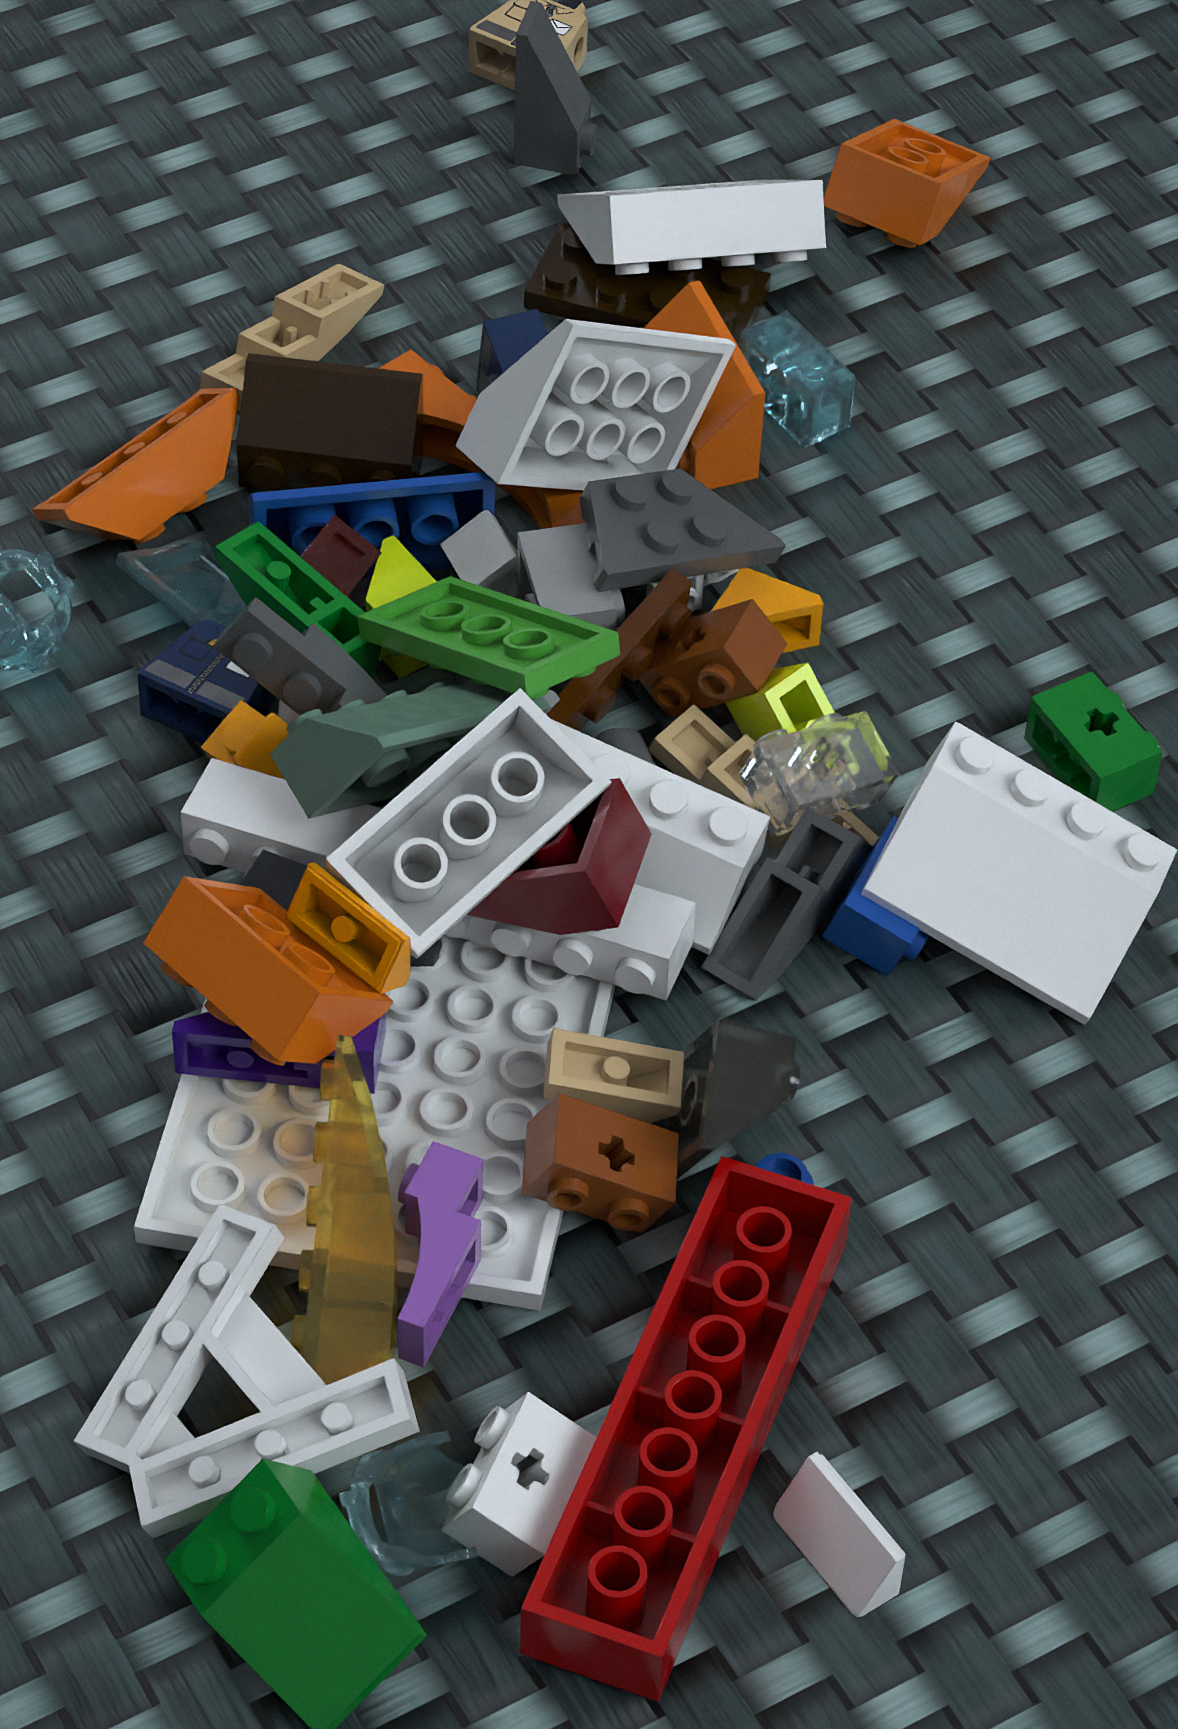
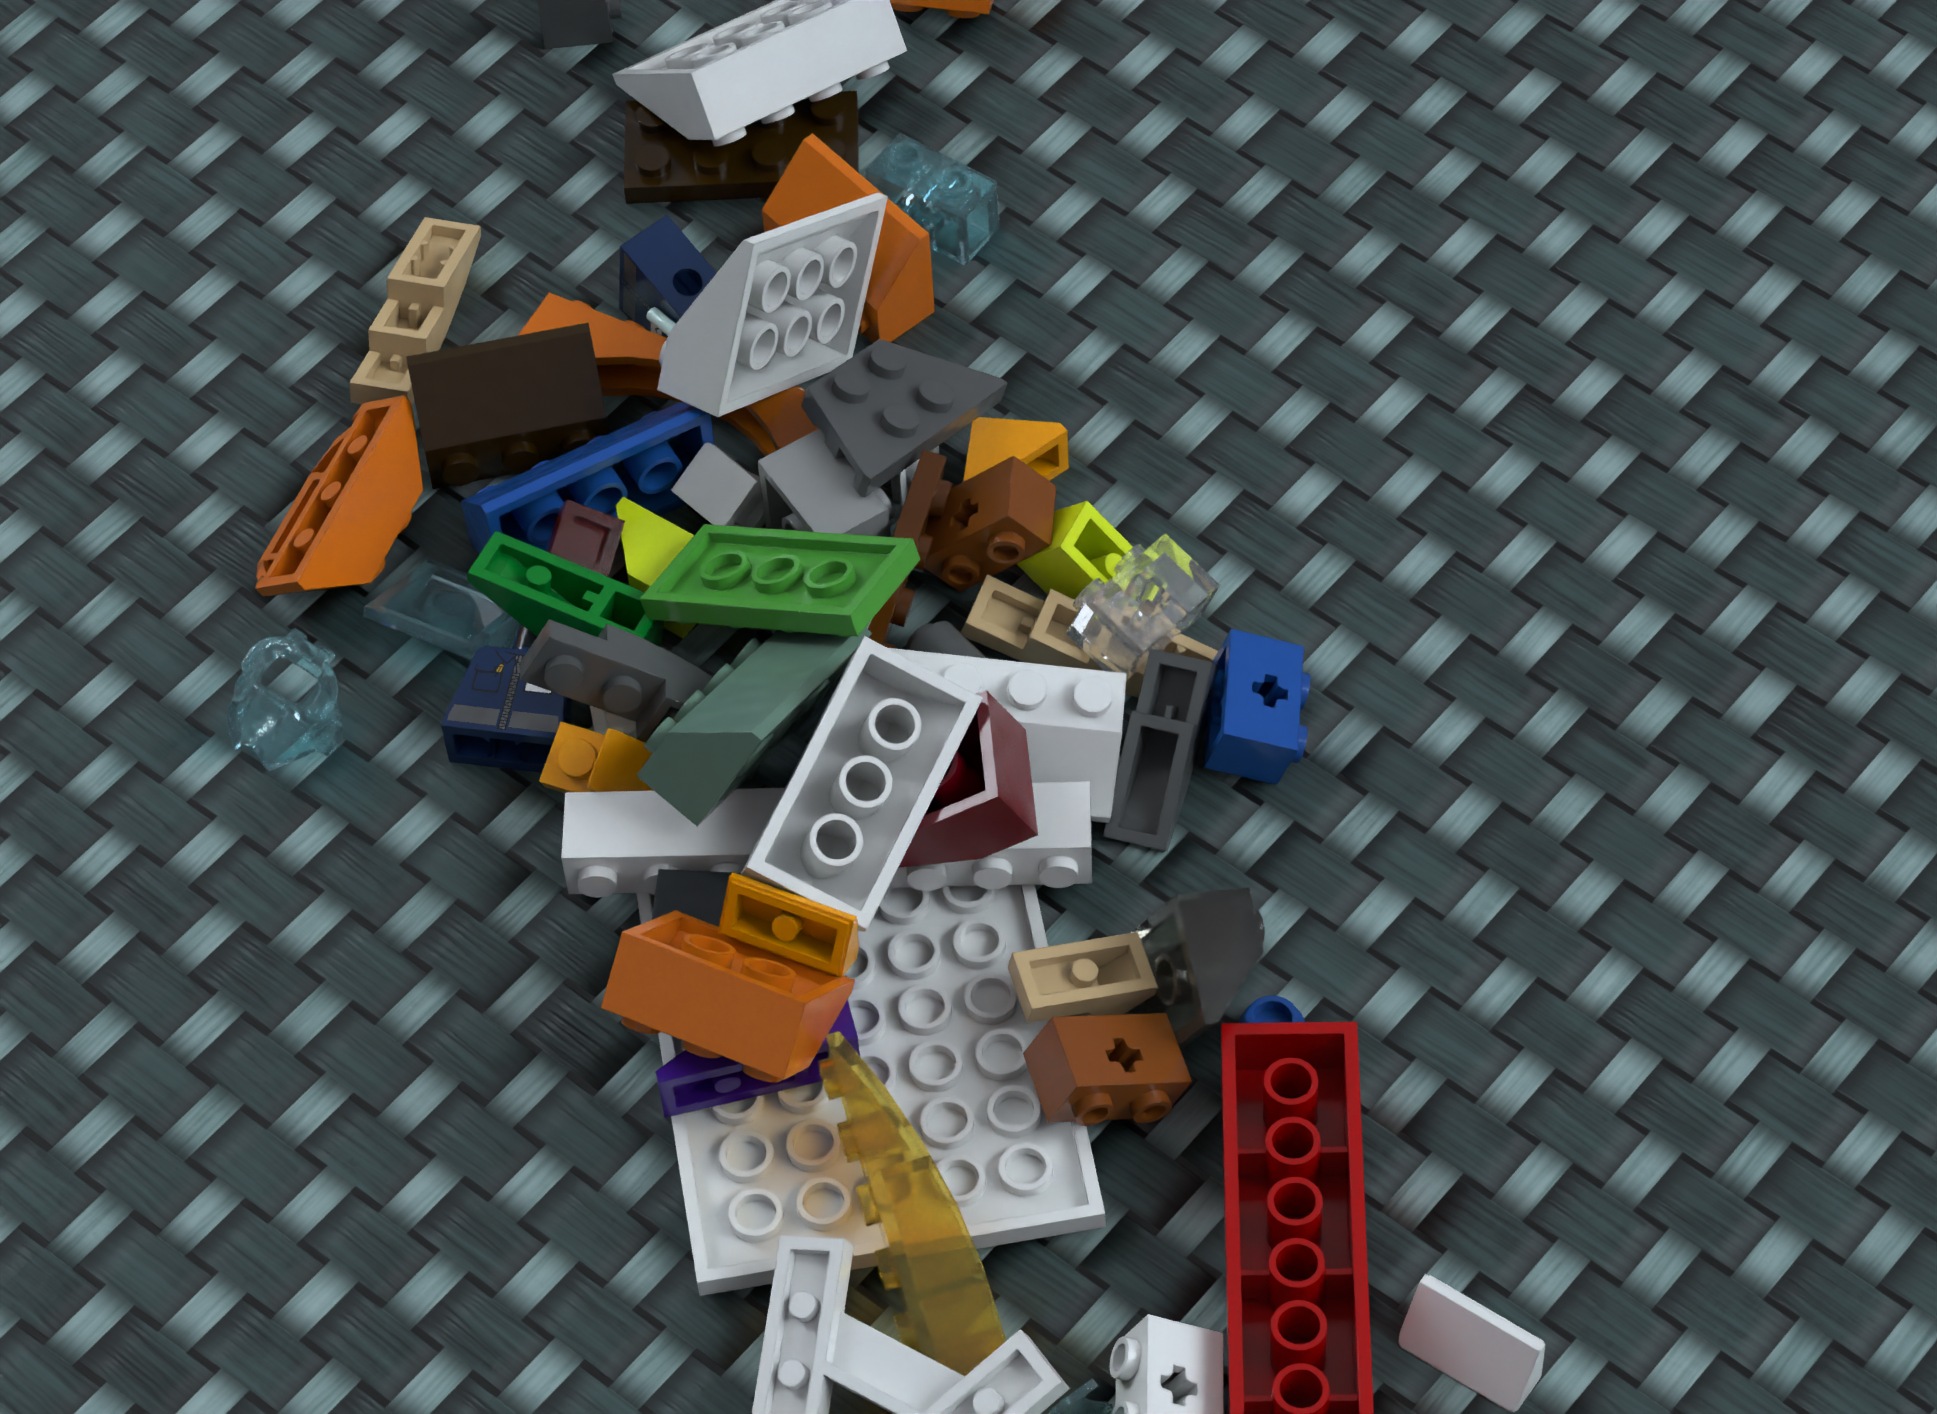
camera: 15 degrees left, 5 degrees up
(440, 1212) = (999, 1194): medium lavender slope -> none
(1019, 872) = (1367, 644): white slope -> none
(1093, 742) = (1374, 487): green brick -> none

